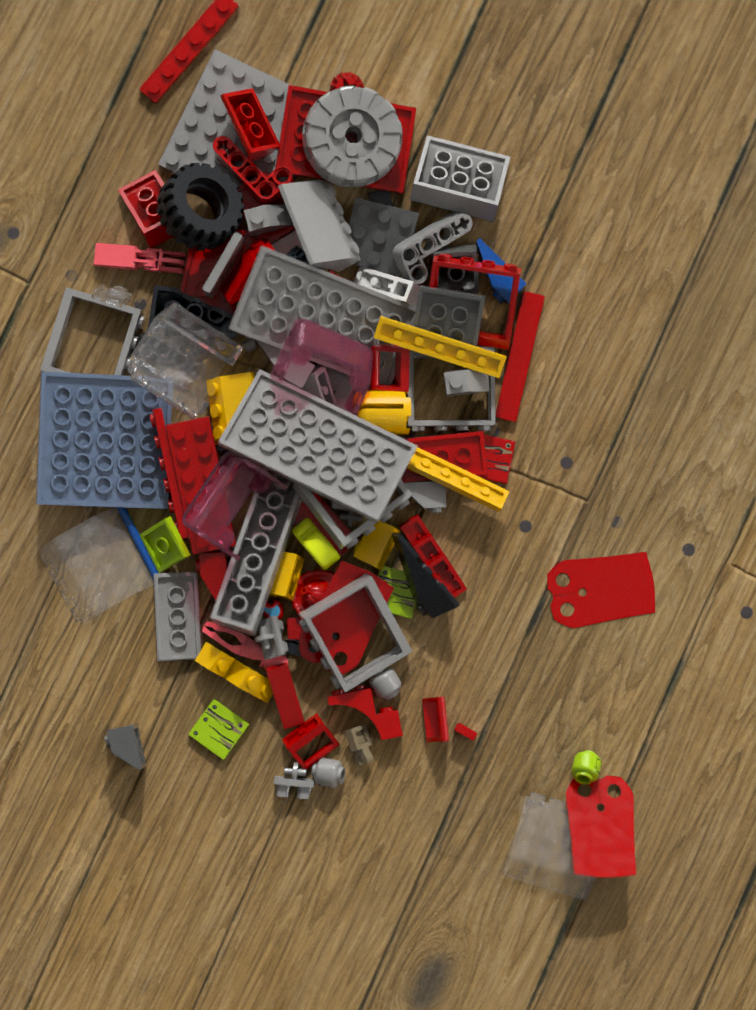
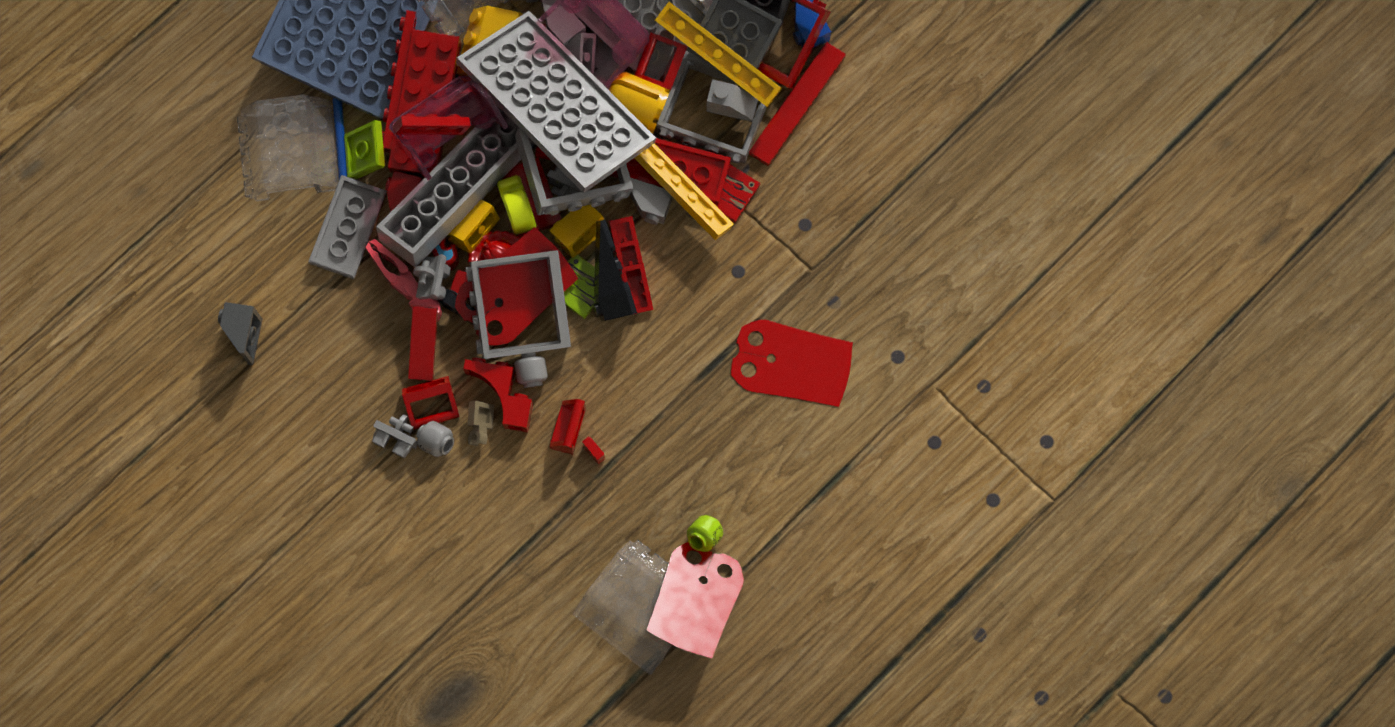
camera: 20 degrees right, 10 degrees down
(218, 729) = (342, 354): lime tile -> none
(221, 509) = (431, 125): none -> red plate
(235, 672) = (382, 301): yellow arch -> none

